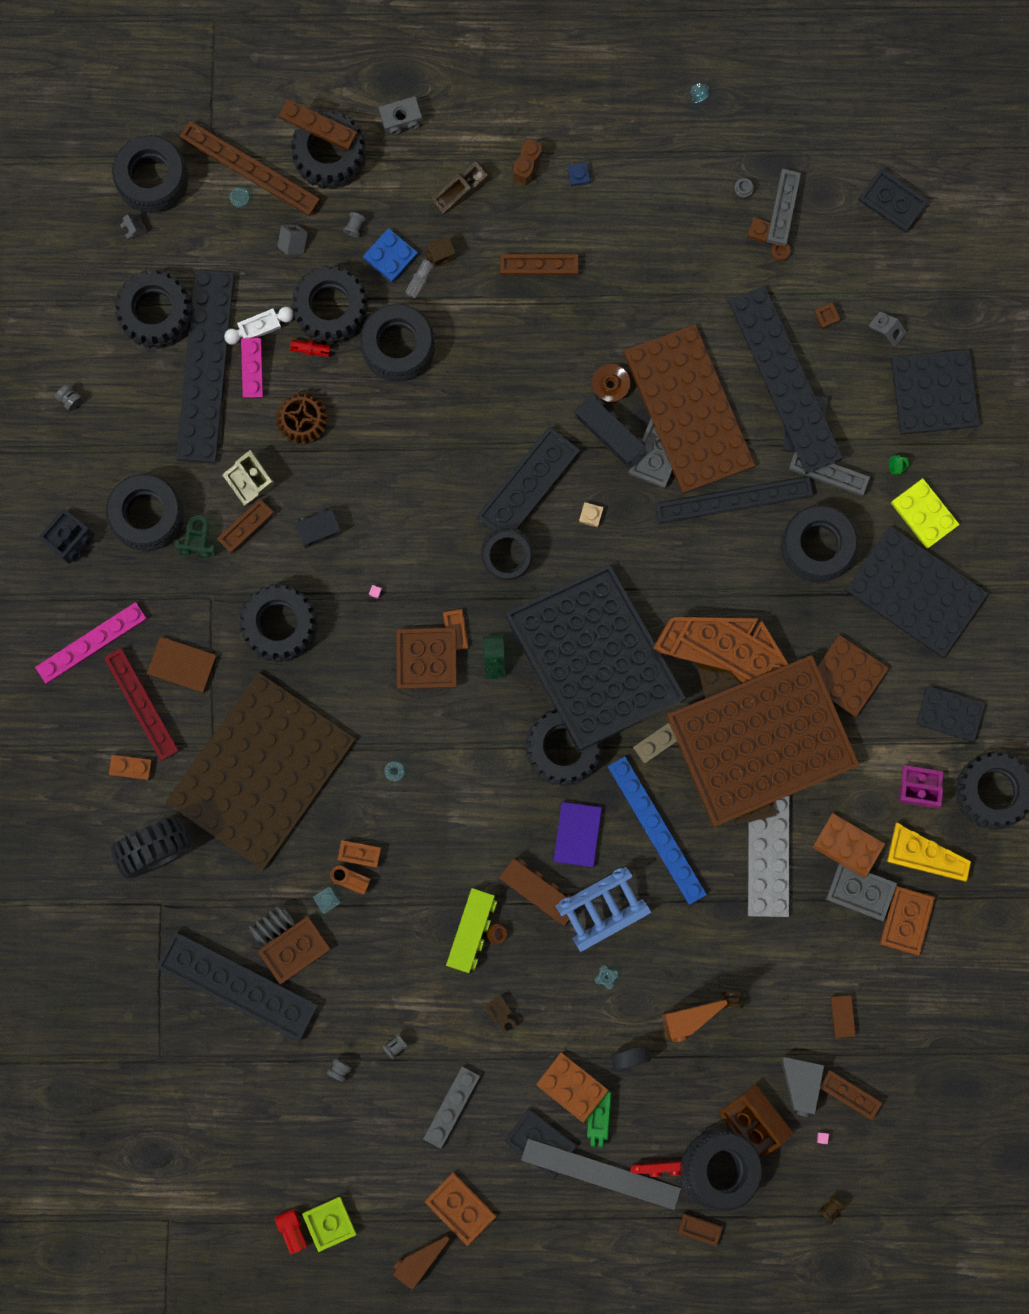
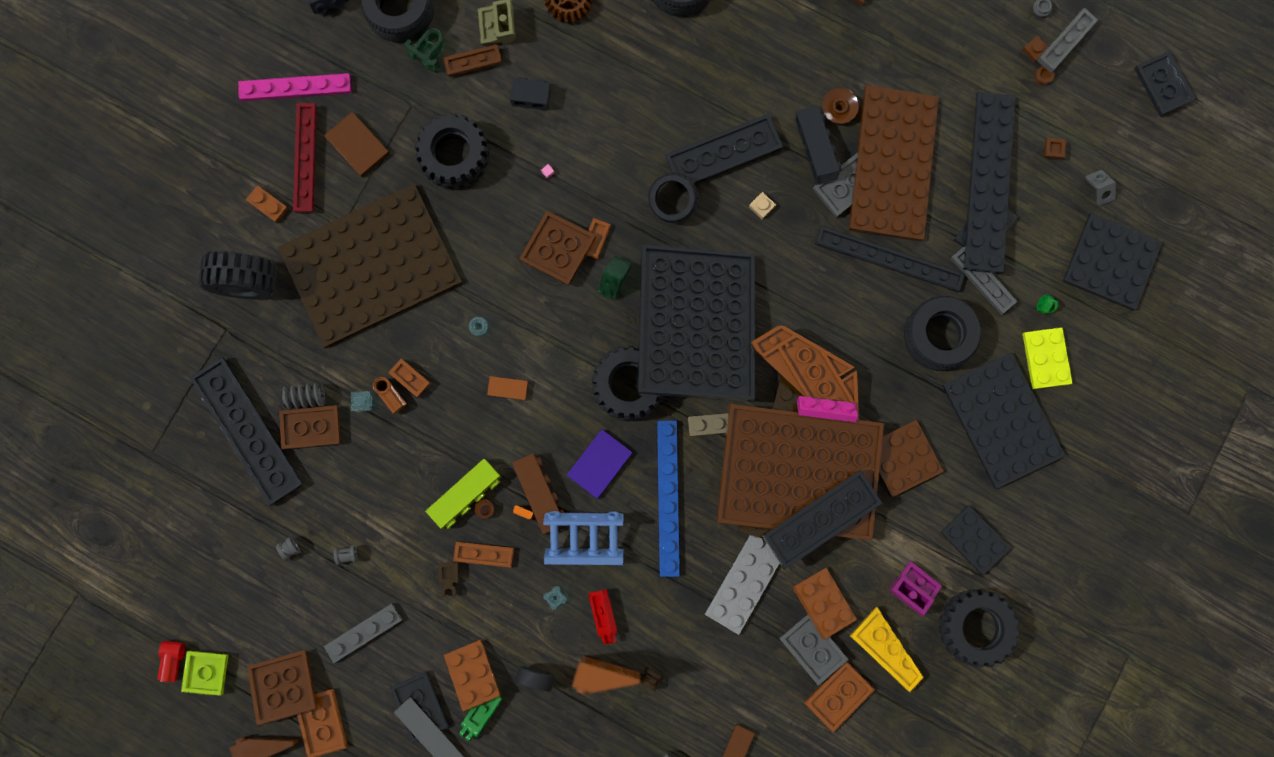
camera: 30 degrees right, 0 degrees up
(408, 1196) = (282, 687): none -> reddish brown plate
(454, 813) = (507, 388): none -> dark orange tile
(519, 975) = (483, 554): none -> dark orange tile
(533, 917) = (523, 512): none -> orange tile
(659, 968) = (603, 616): none -> red hinge
(754, 670) = (827, 409): none -> dark pink plate
(805, 772) = (822, 519): none -> black plate

